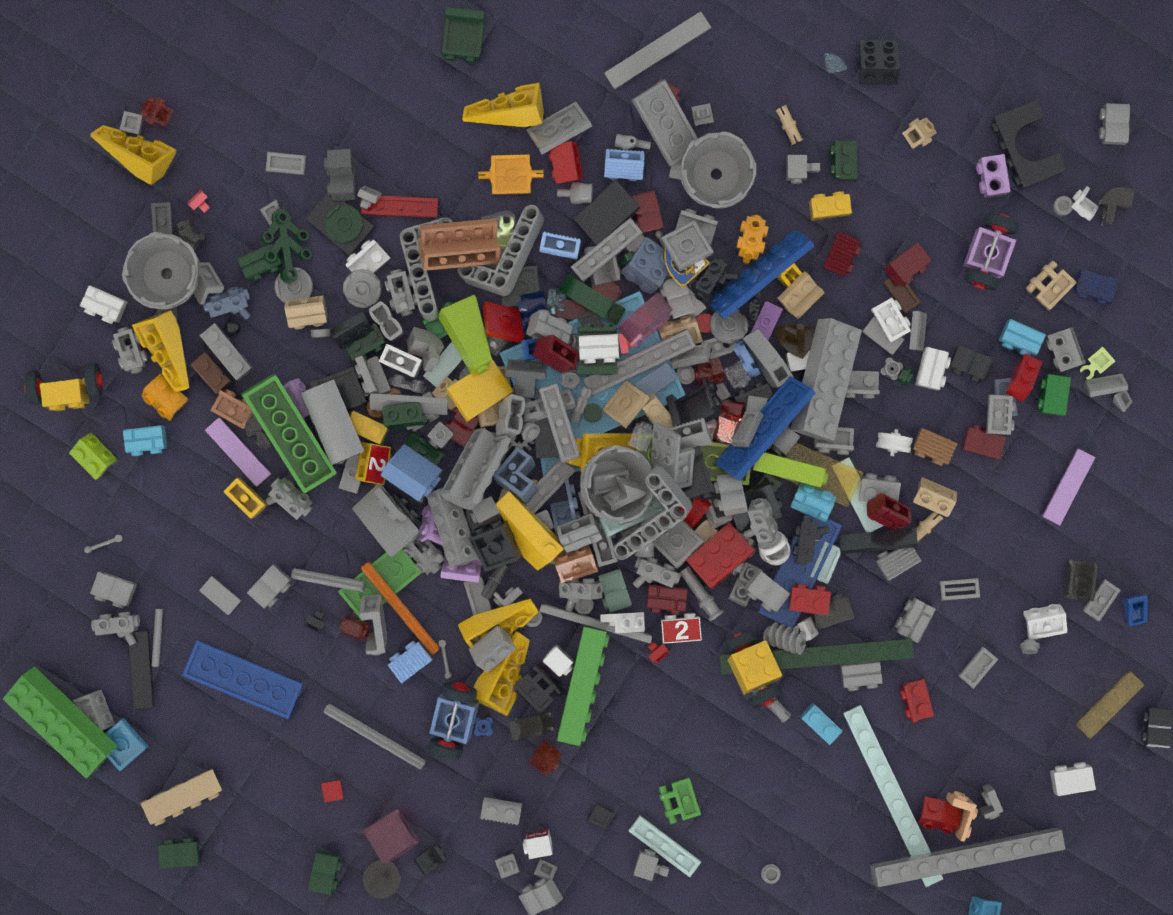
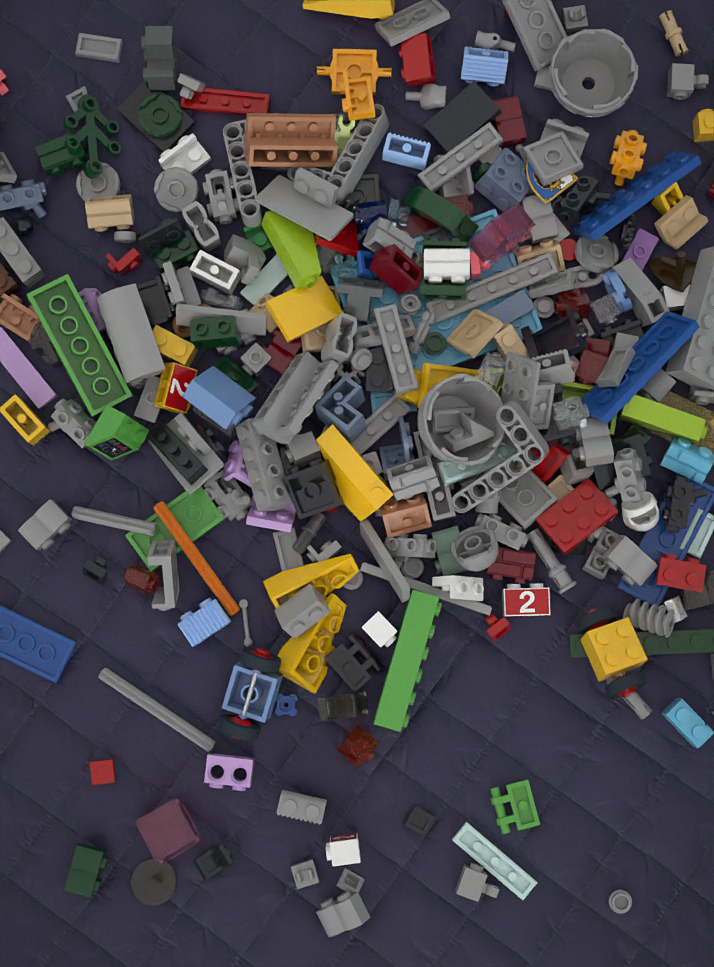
camera: 10 degrees right, 5 degrees down
(325, 355) = (127, 263): none -> red bracket
(325, 507) = (116, 434): none -> bright green slope
(377, 519) = (176, 451): none -> black tile
(438, 779) = (229, 764): none -> lavender brick
(475, 300) = (307, 202): none -> light grey bracket
(511, 355) = (345, 269): none -> clear light blue tile
(513, 296) = (349, 203): none -> black hand
(515, 201) = (358, 97): none -> light orange bracket
(559, 602) = (385, 560): none -> light grey tile
(635, 589) = (475, 548): none -> light grey cylinder
(709, 473) = (570, 414): none -> clear brick

